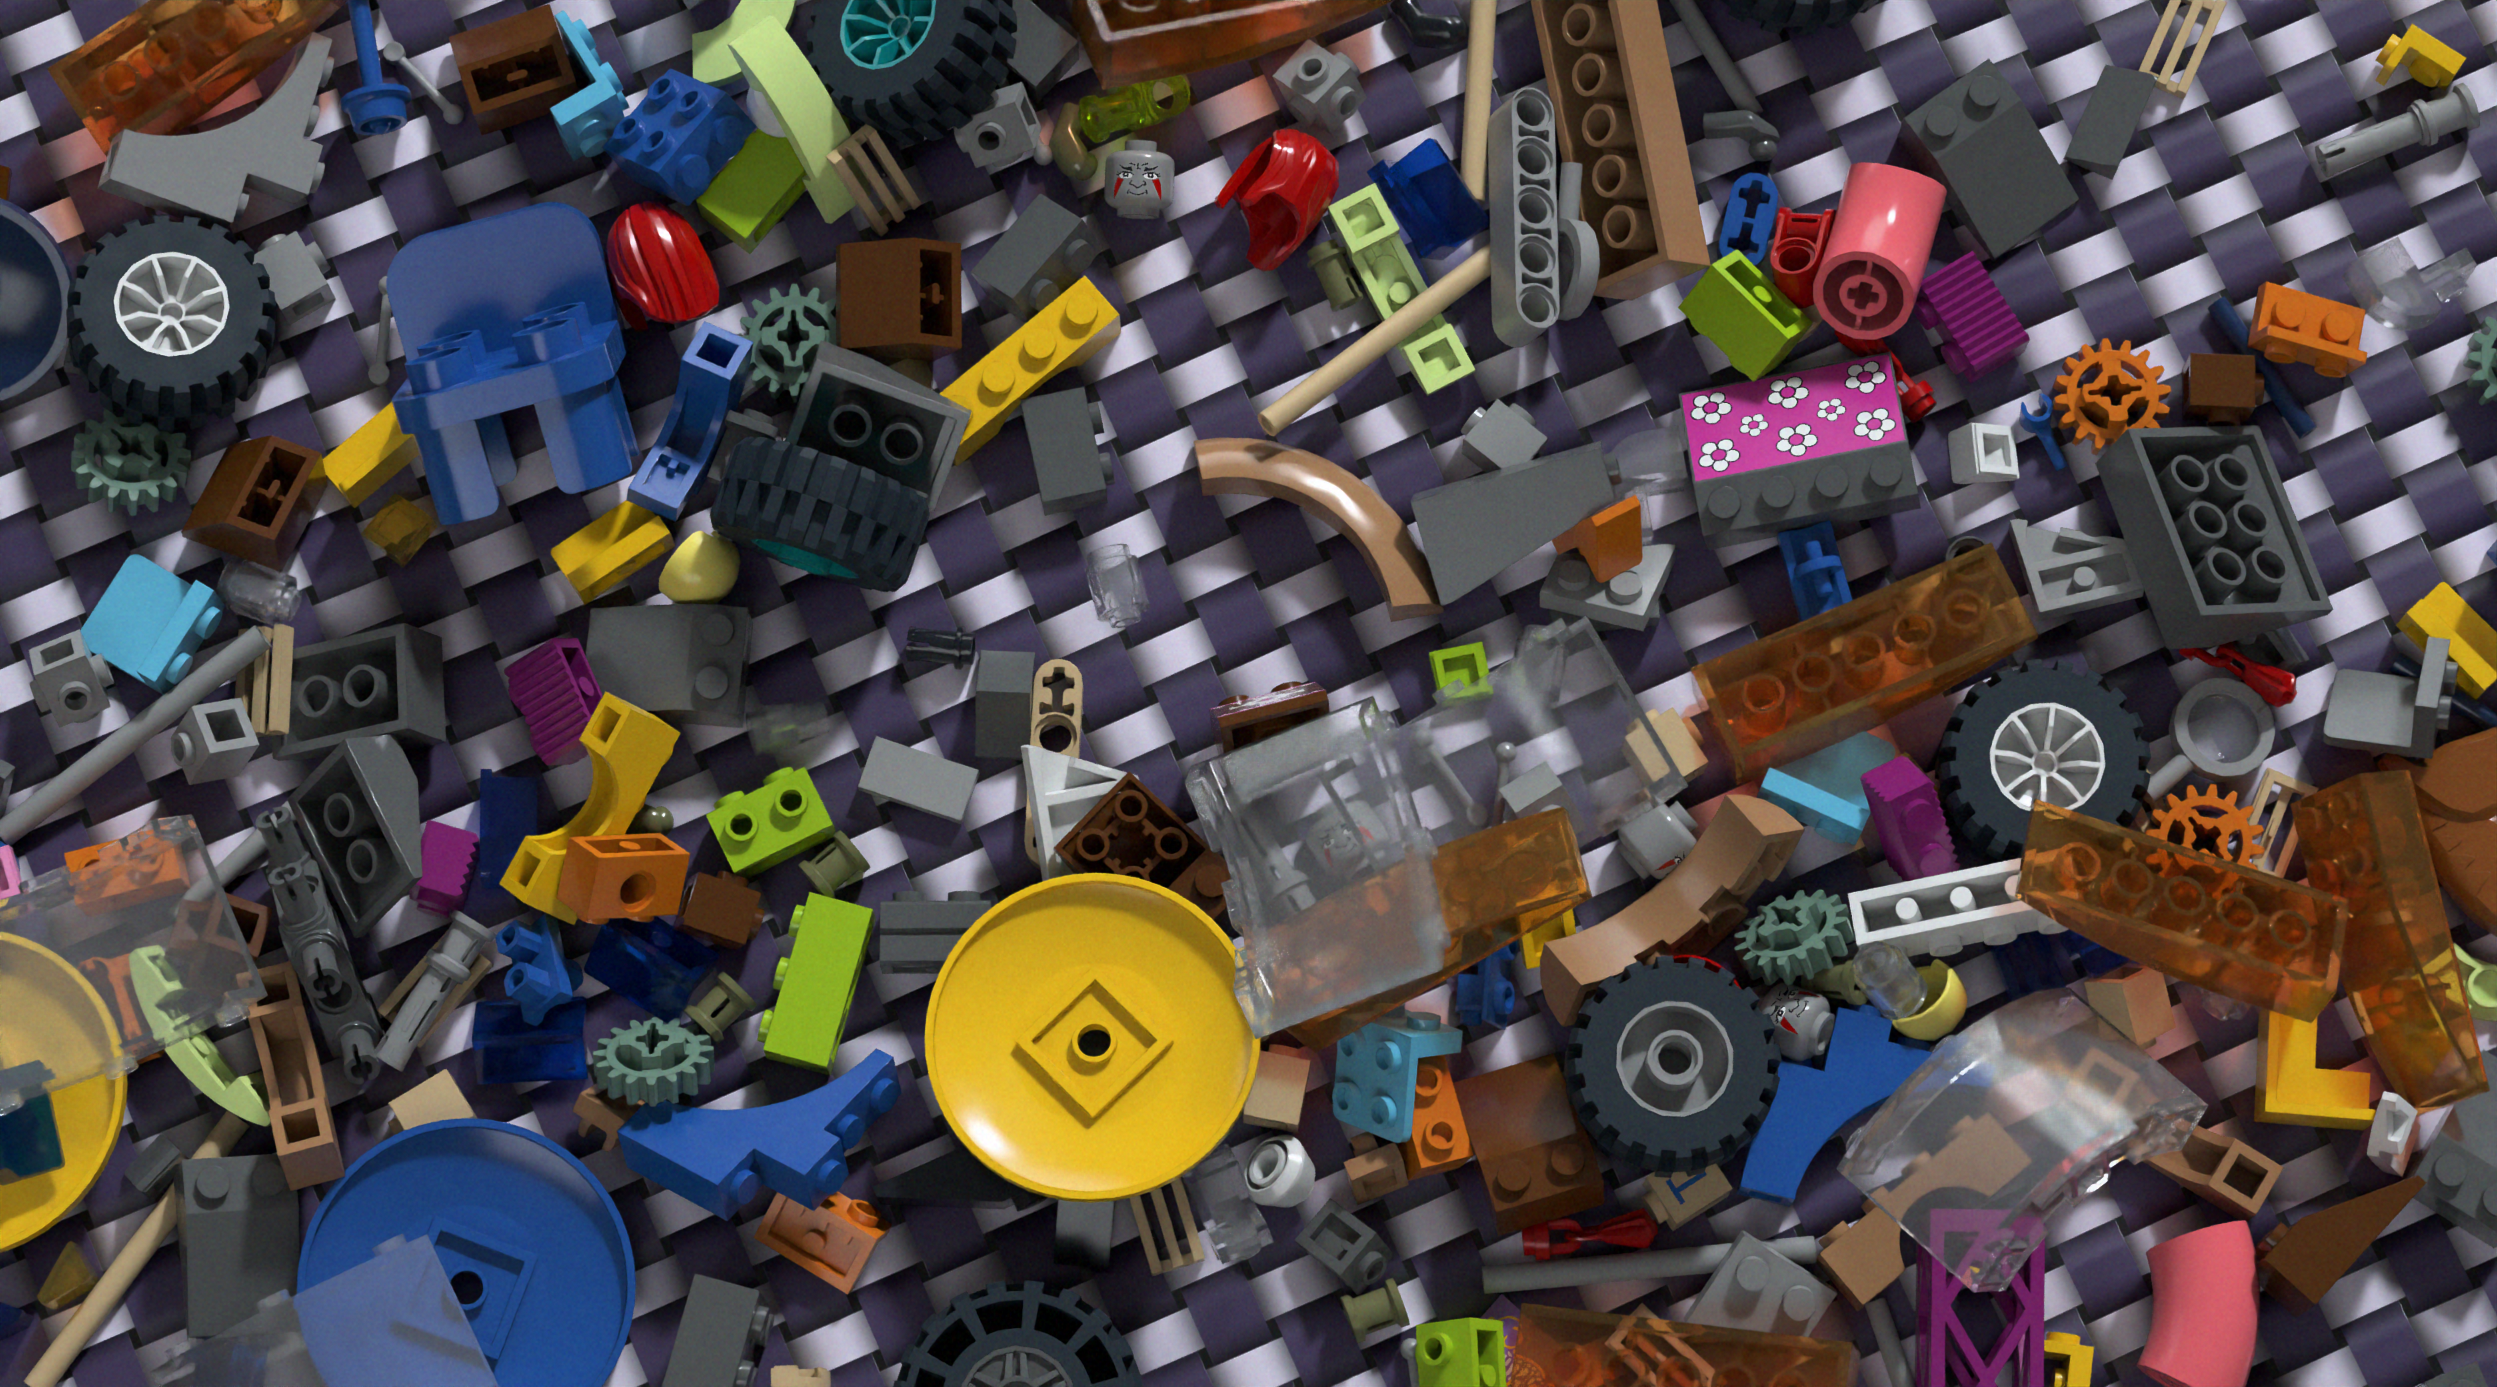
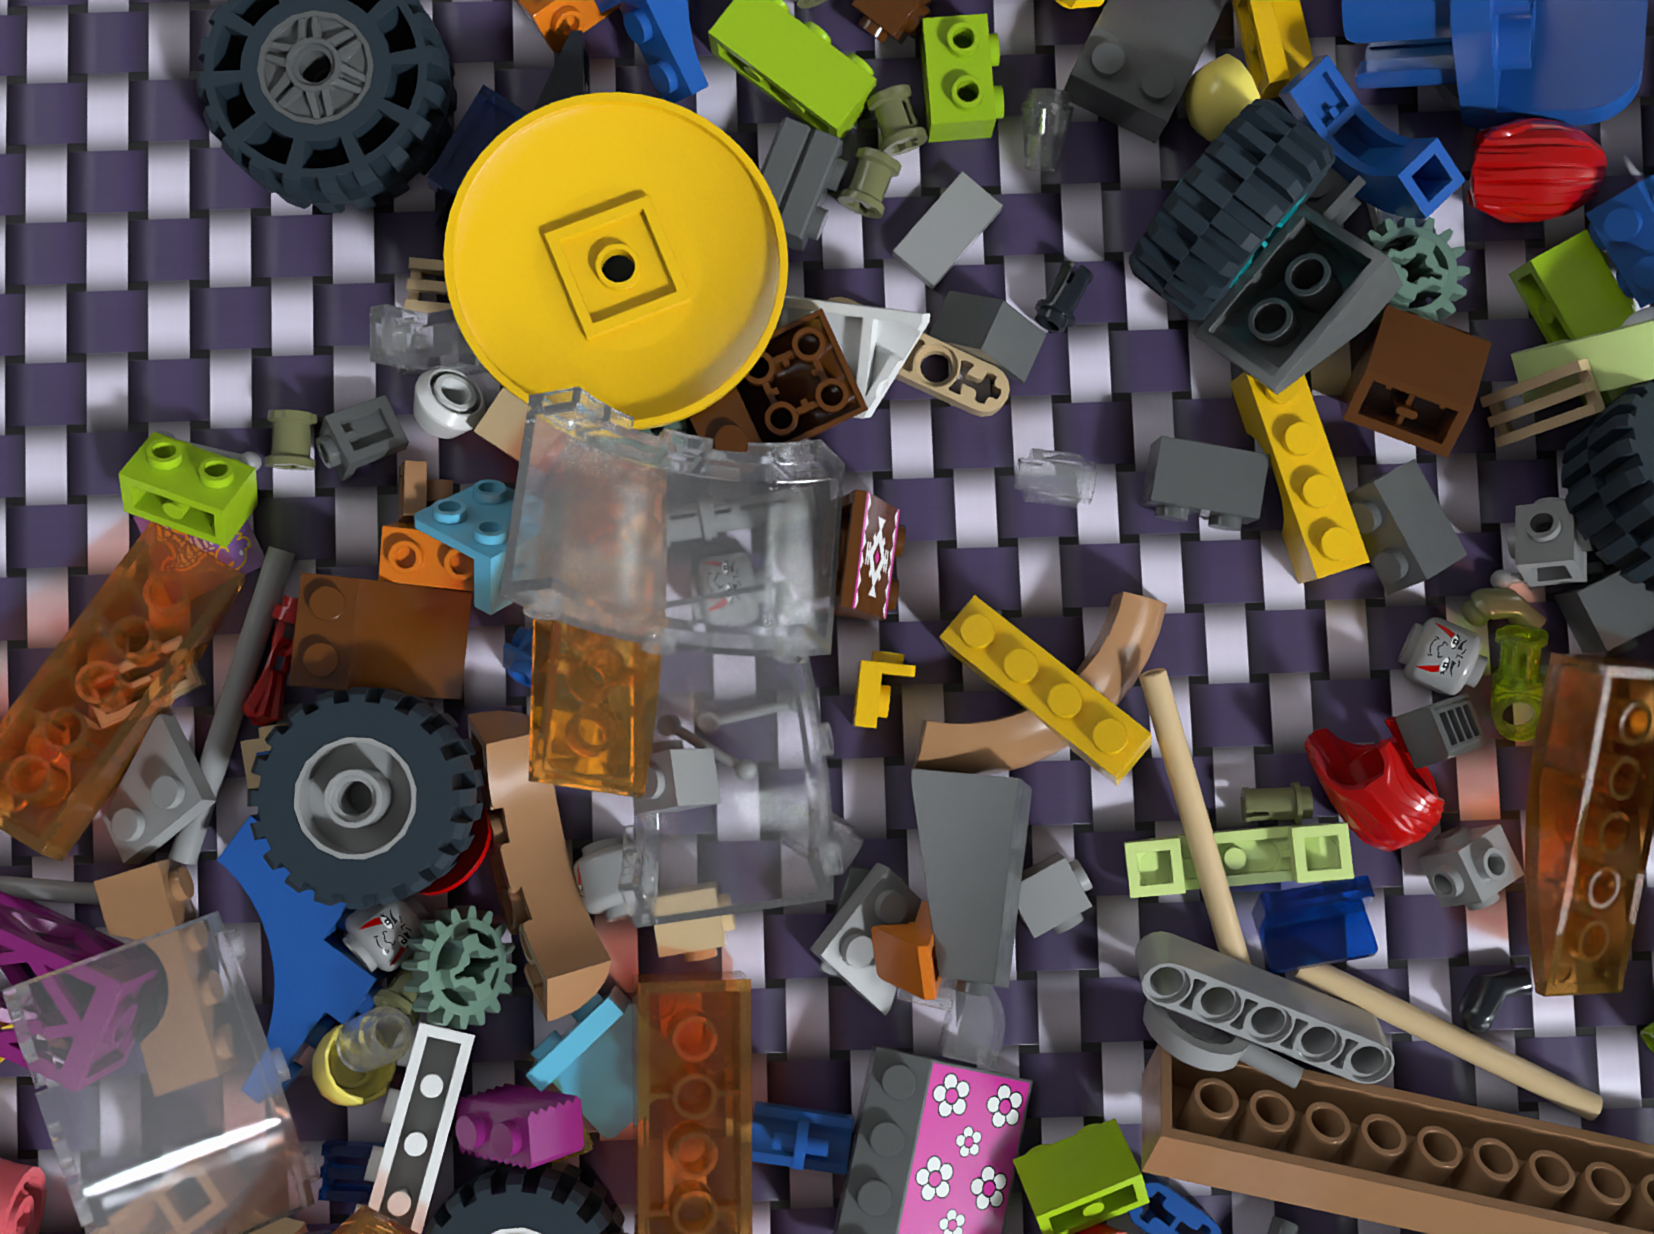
camera: 110 degrees right, 10 degrees up
(904, 867) = (869, 182): none -> olive bush
(1023, 1245) = (481, 124): none -> clear blue panel
(1209, 155) = (1441, 730): none -> dark grey slope
(1319, 514) = (1047, 689): none -> yellow arch
(1389, 673) = (871, 697): none -> yellow bracket
(1461, 662) = (851, 763): lime tile -> none

